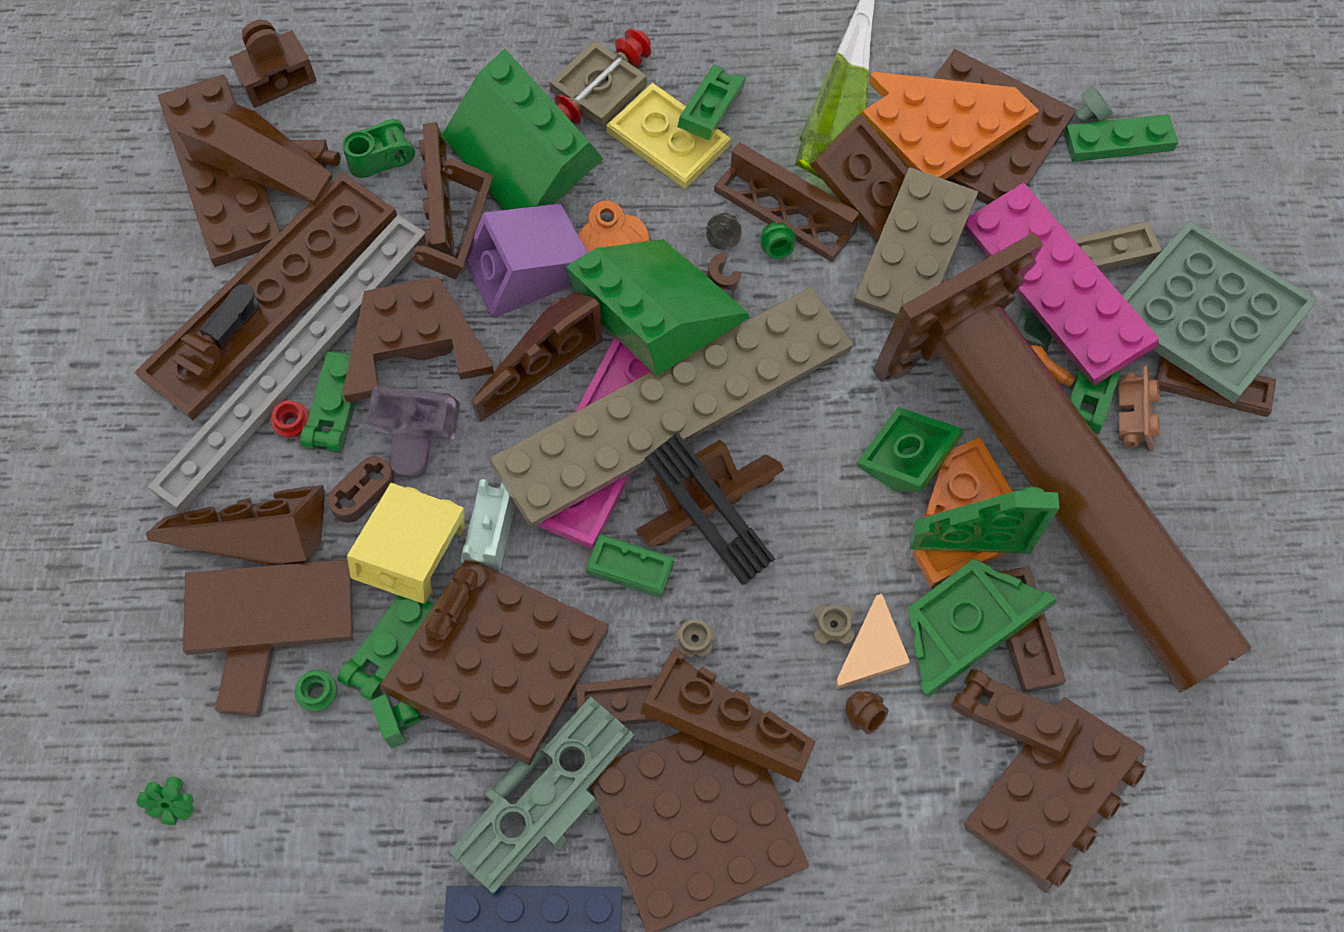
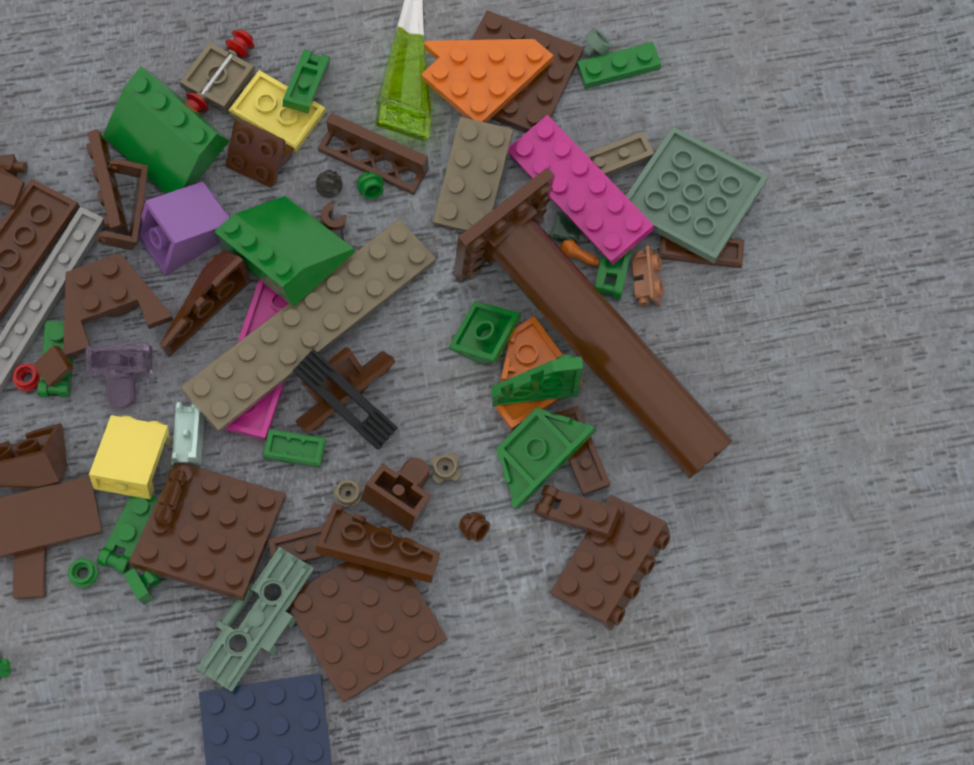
camera: 10 degrees left, 5 degrees up
(327, 407) = (53, 365): none -> reddish brown tile
(360, 489) = (83, 421): reddish brown beam -> none
(375, 149) = (56, 154): green piece -> none
(619, 231) = (250, 196): orange plate -> none
(636, 178) = (256, 153): none -> reddish brown bracket
(767, 648) = (400, 492): none -> reddish brown brick
(862, 173) = (425, 125): reddish brown plate -> none
(875, 648) = (476, 481): light nougat tile -> none

